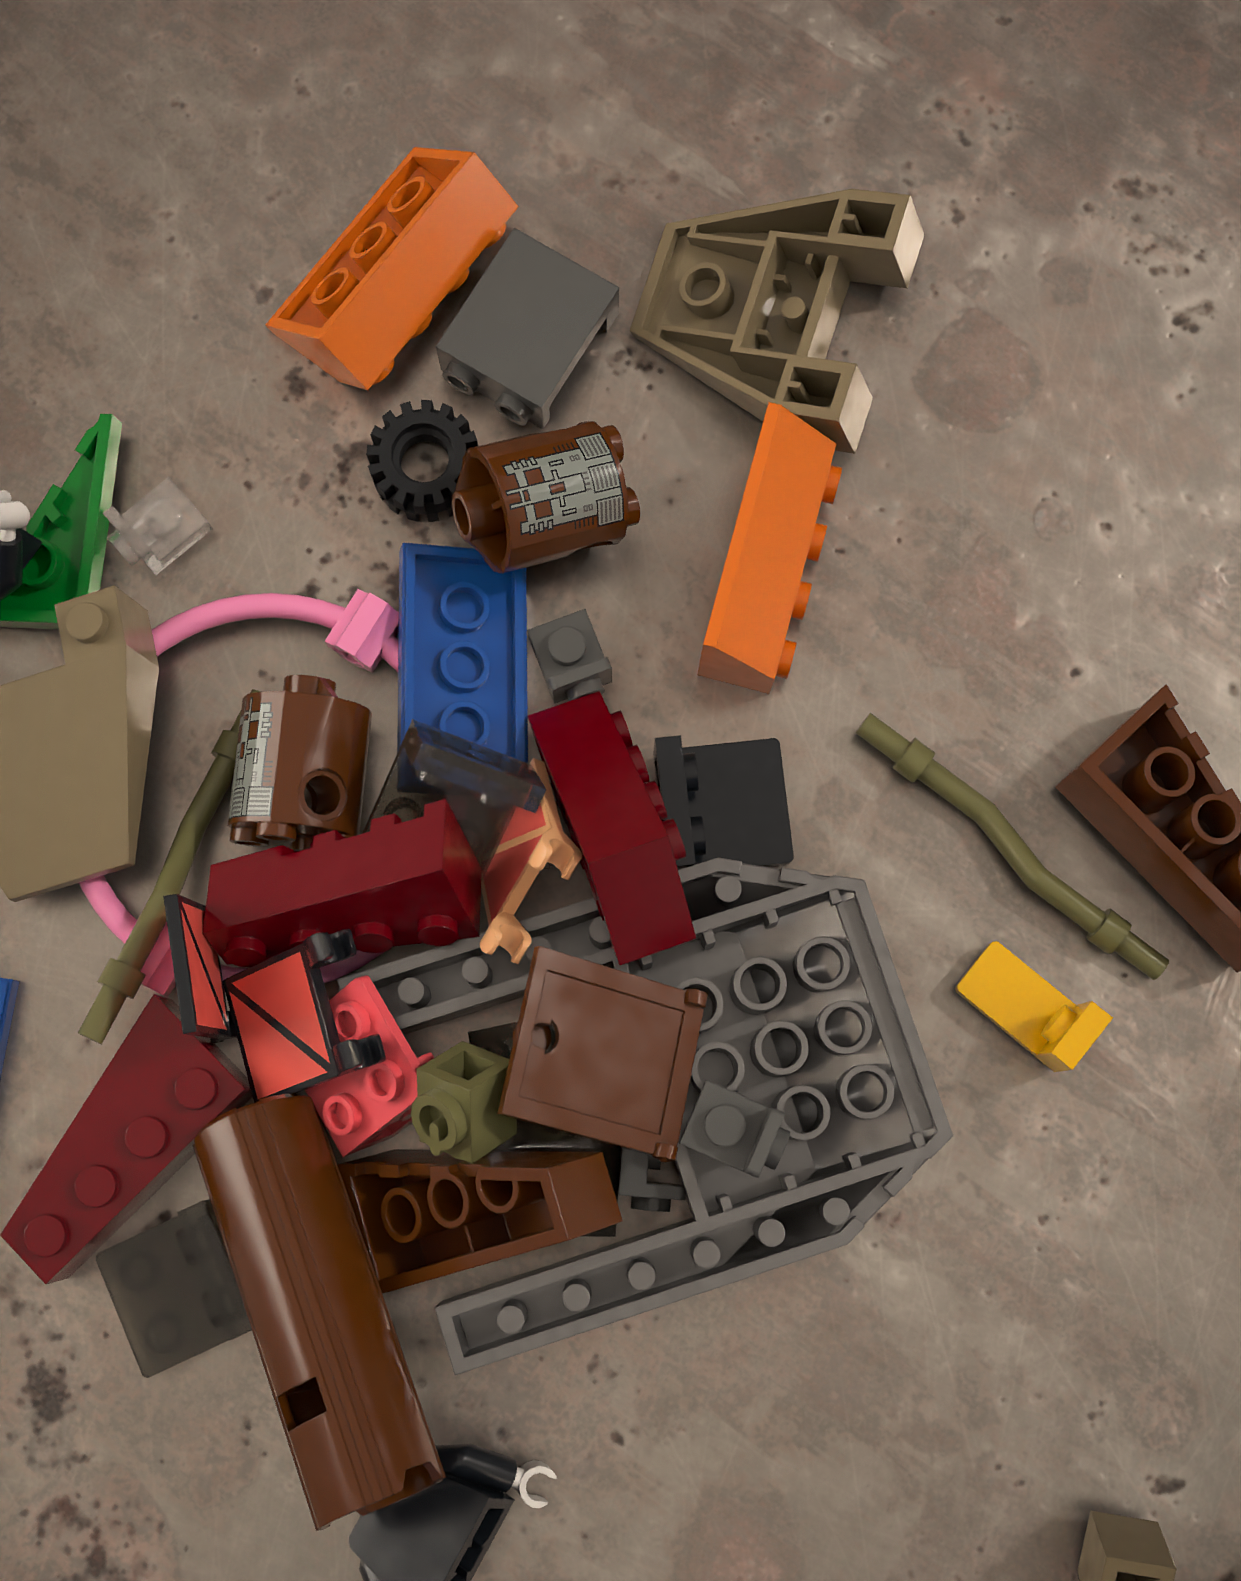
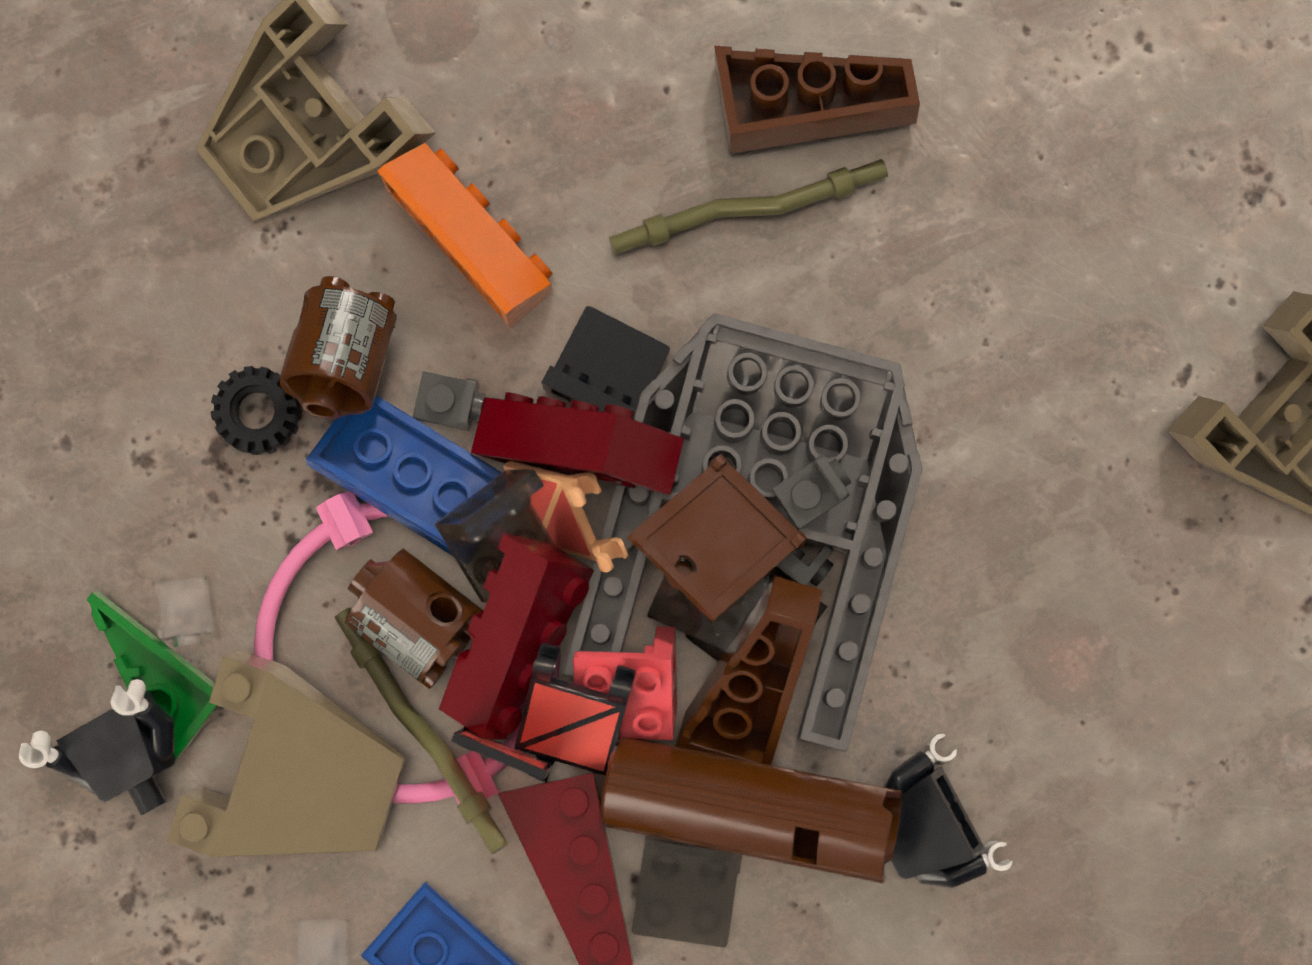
camera: 55 degrees left, 5 degrees up
(394, 265) = (107, 345): orange slope -> none
(461, 1103) = (691, 640): olive brick -> none
(525, 328) = (212, 288): dark grey panel -> none
(1031, 1008) = (855, 263): yellow bracket -> none

